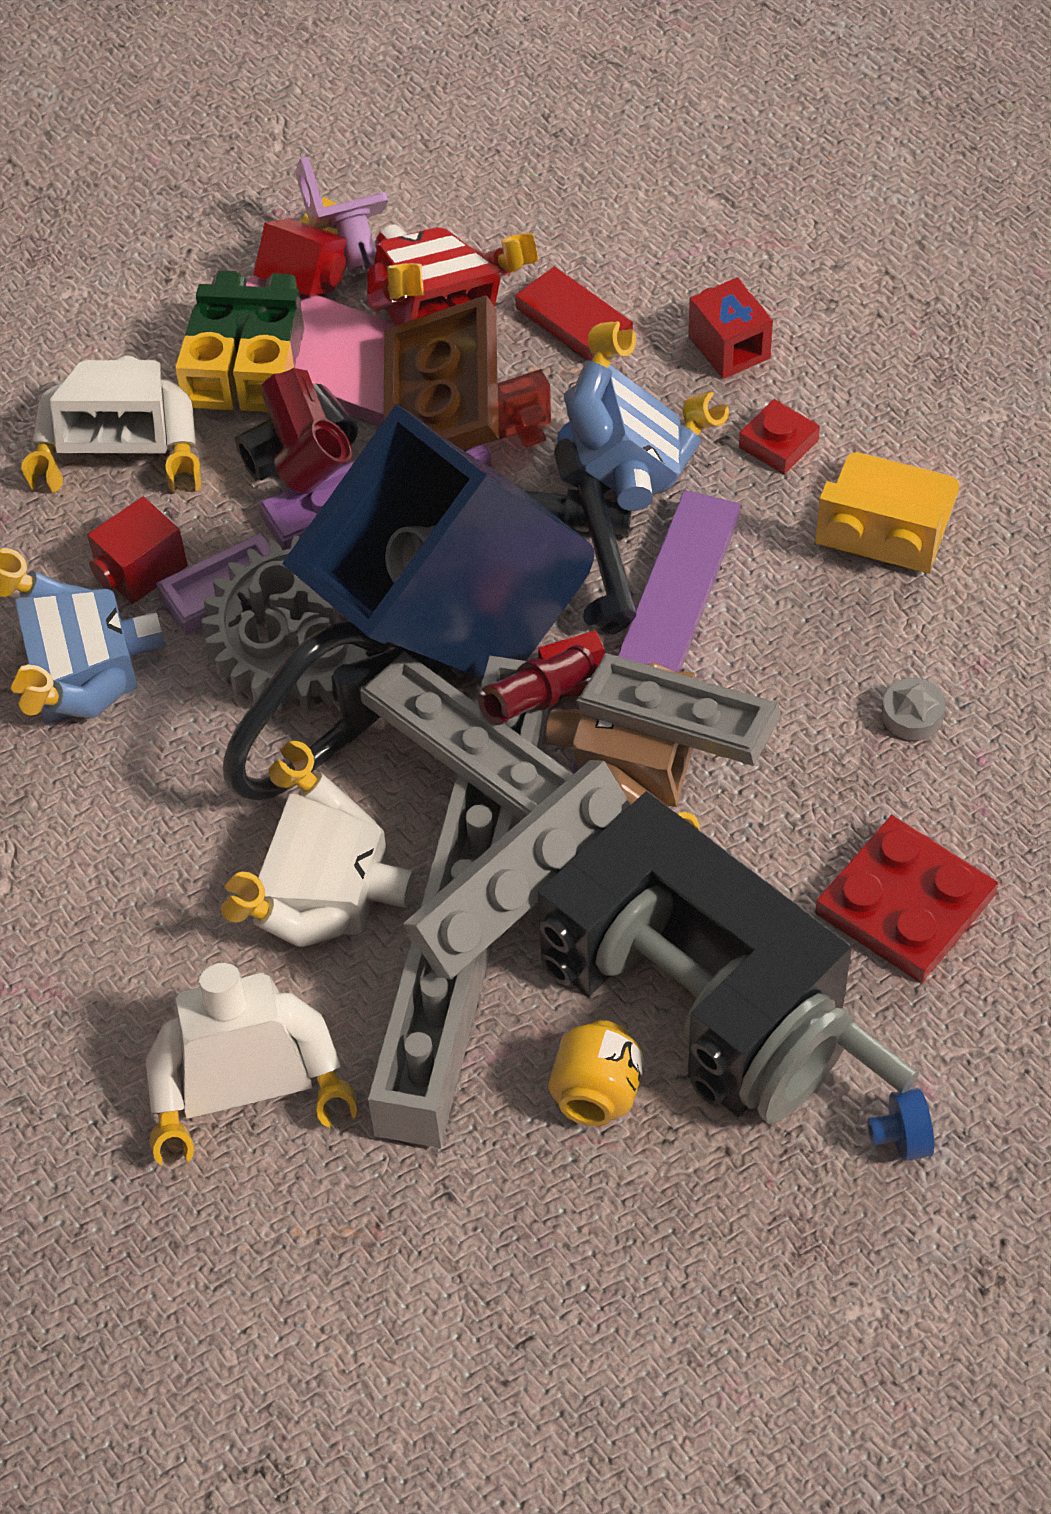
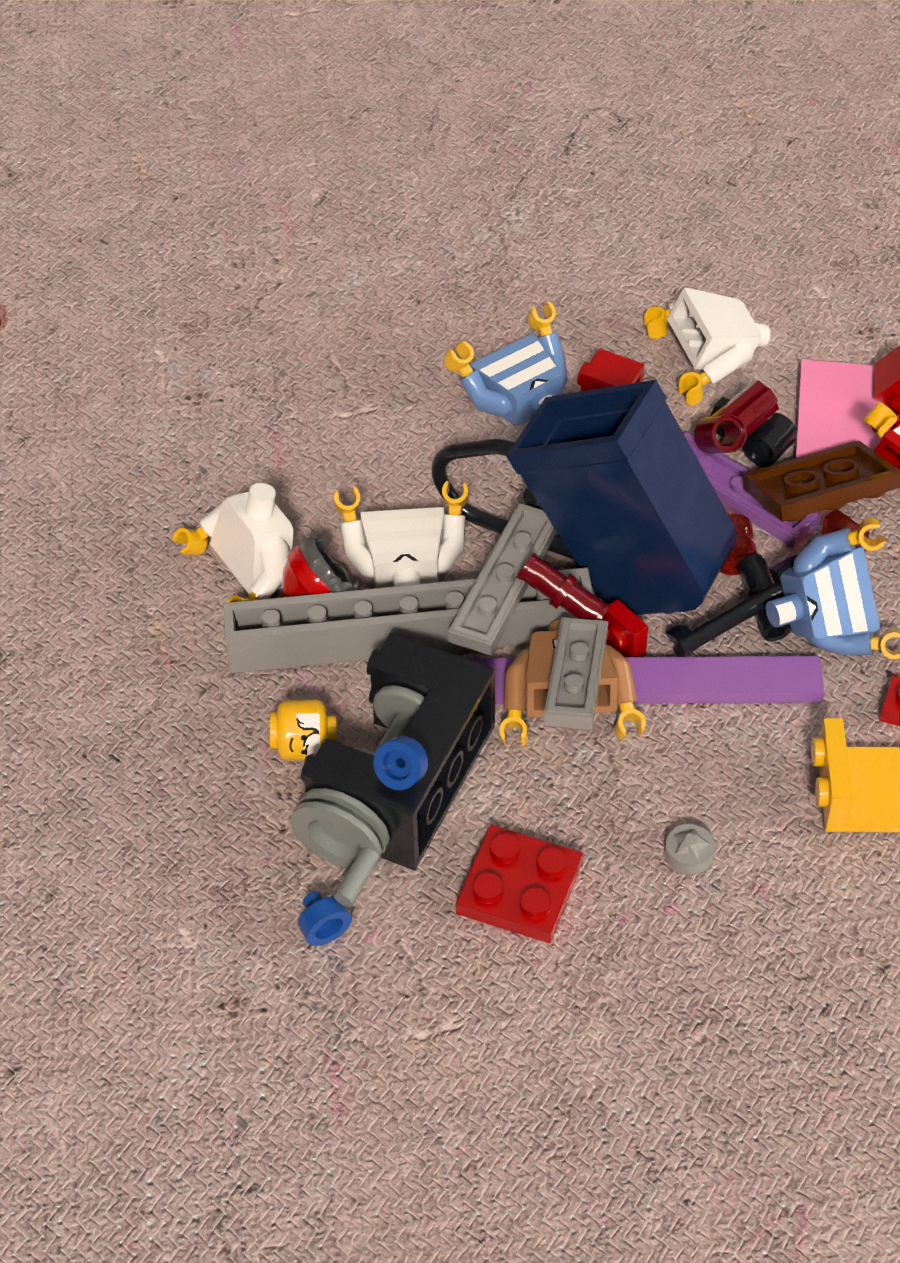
camera: 70 degrees right, 5 degrees down
(239, 340) = (808, 369): hips -> none
(349, 983) = (312, 571): none -> hair
(511, 872) = (387, 611): light grey plate -> none
(788, 923) = (400, 762): none -> blue tile

